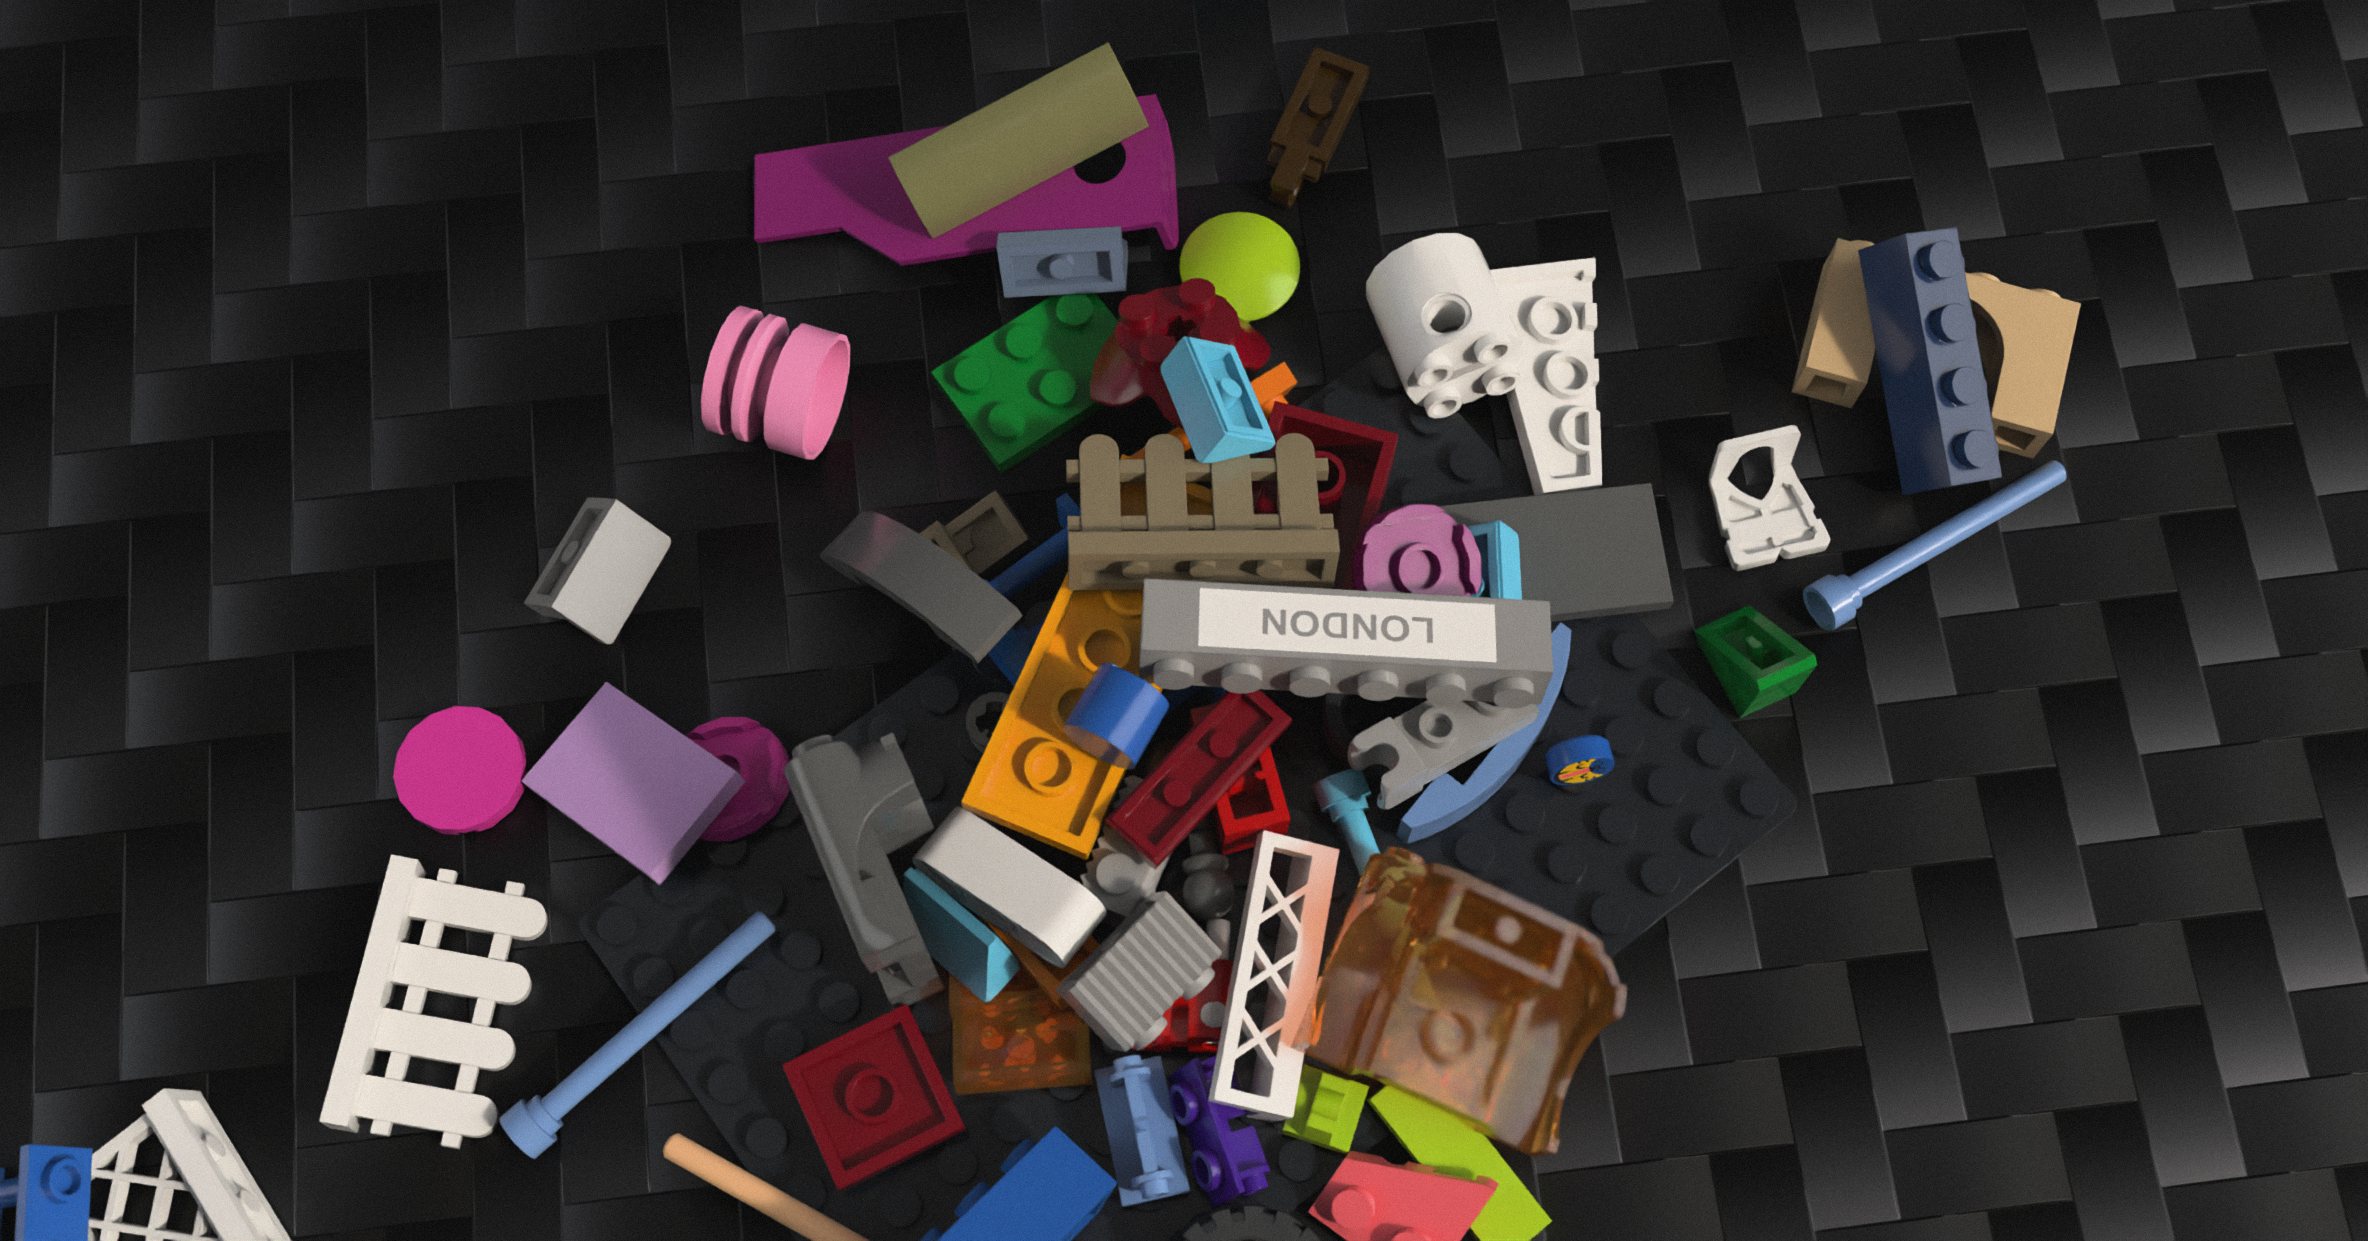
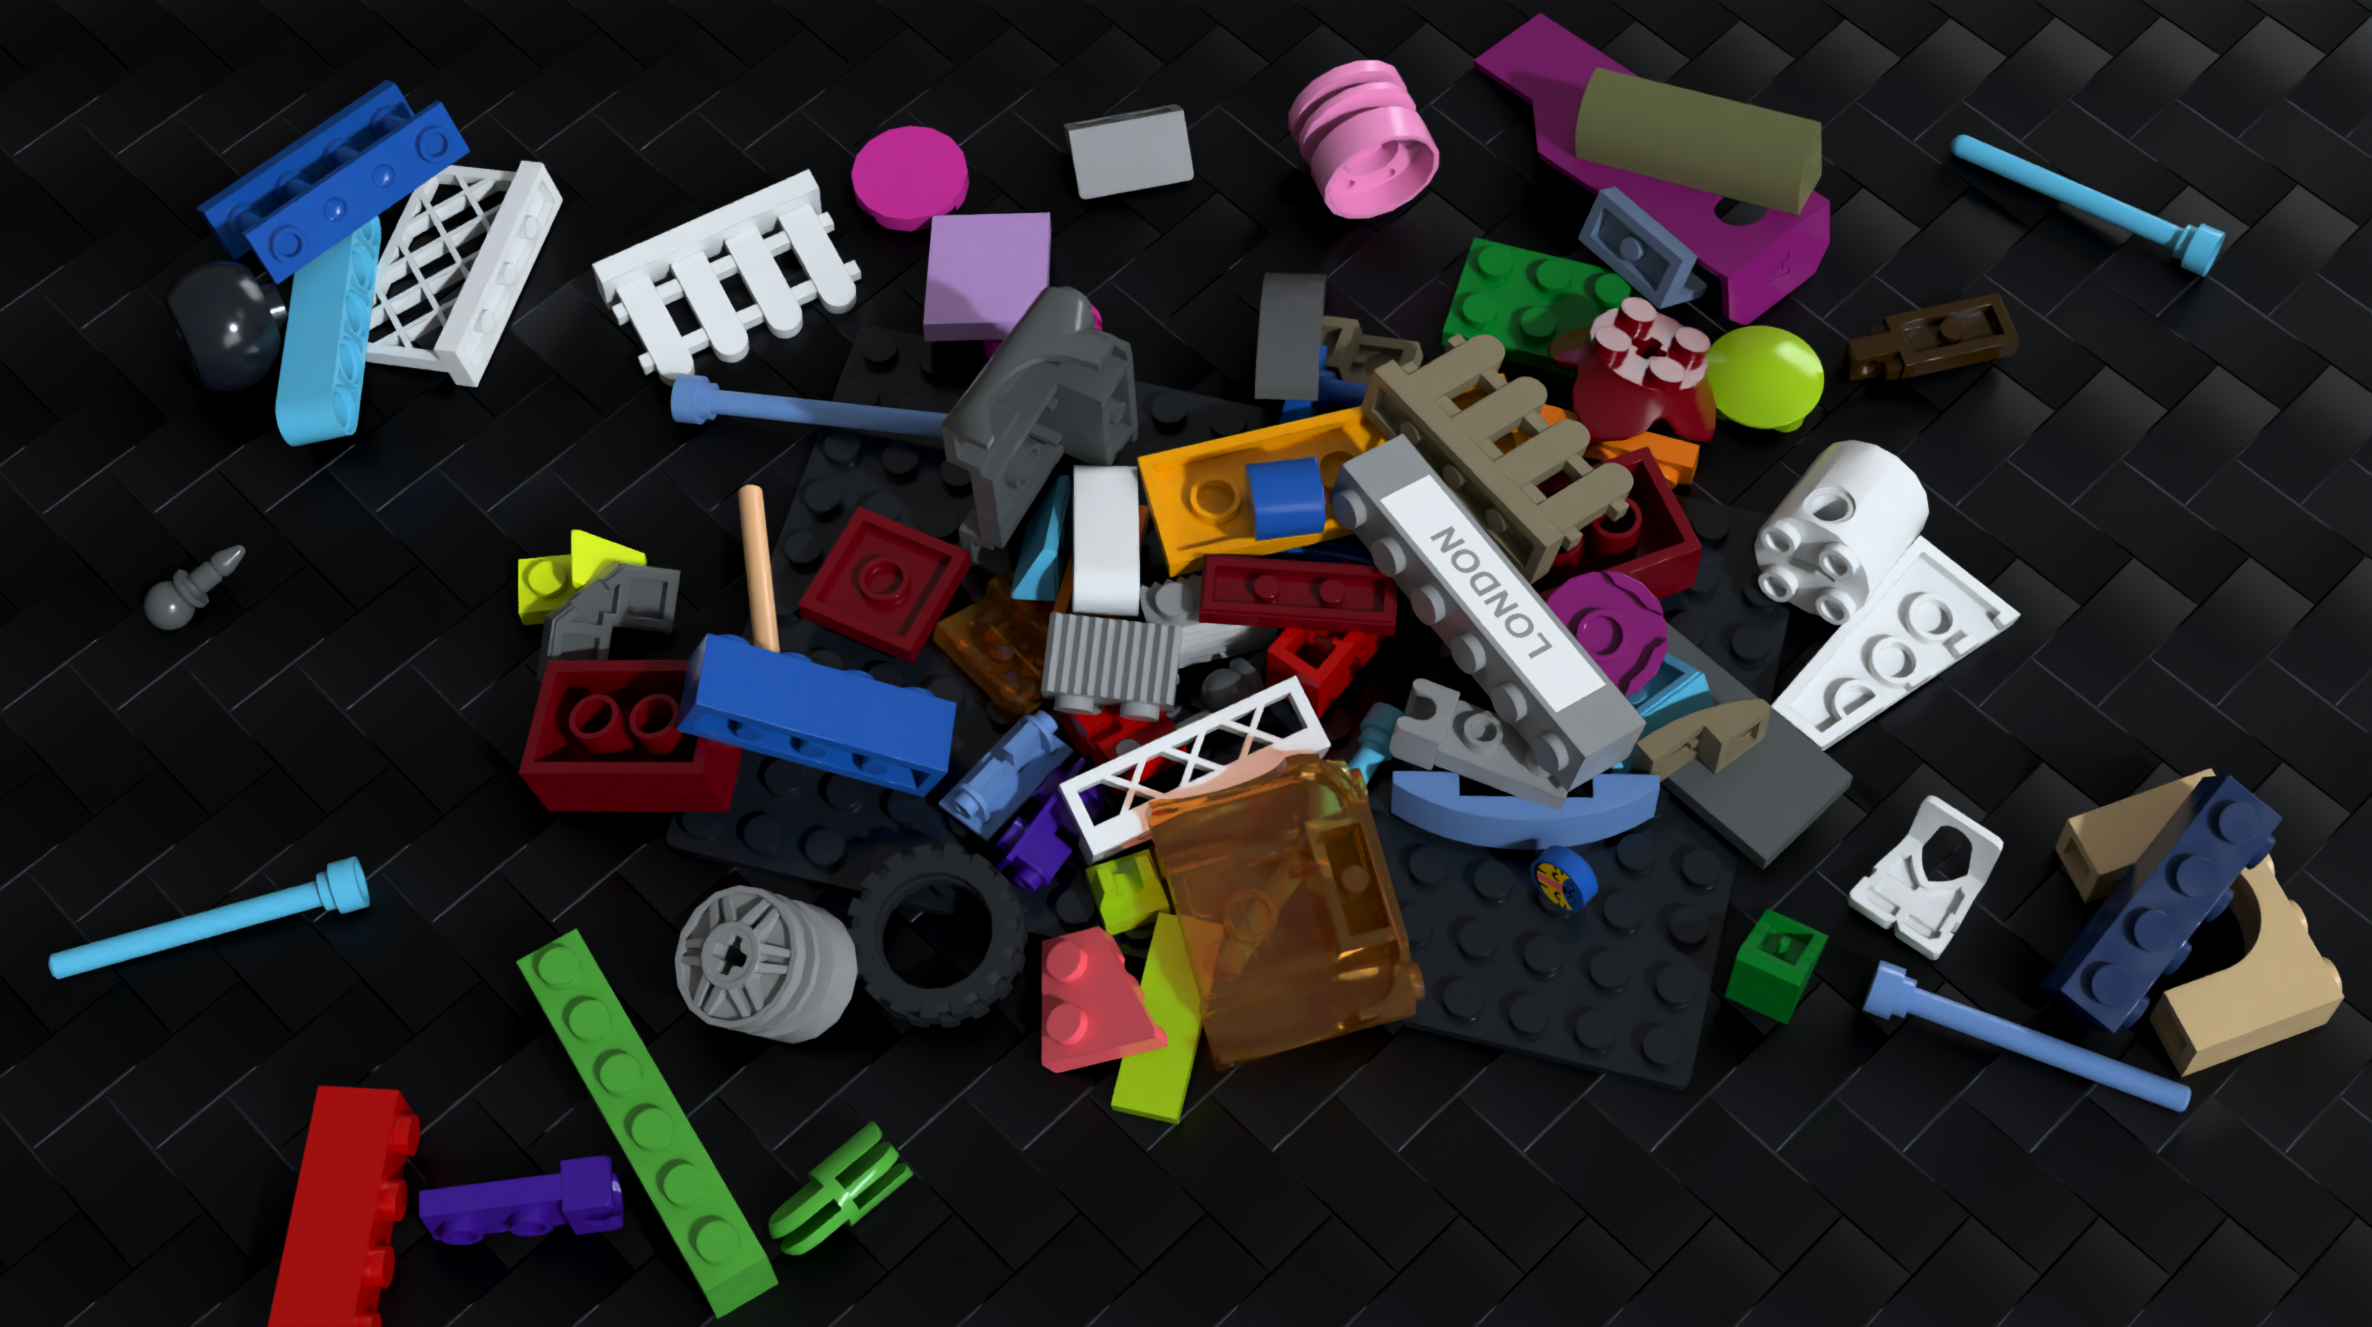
camera: 55 degrees right, 10 degrees down
(1215, 401) = (1604, 399): medium azure slope -> none
(1558, 556) = (1712, 734): none -> dark tan slope

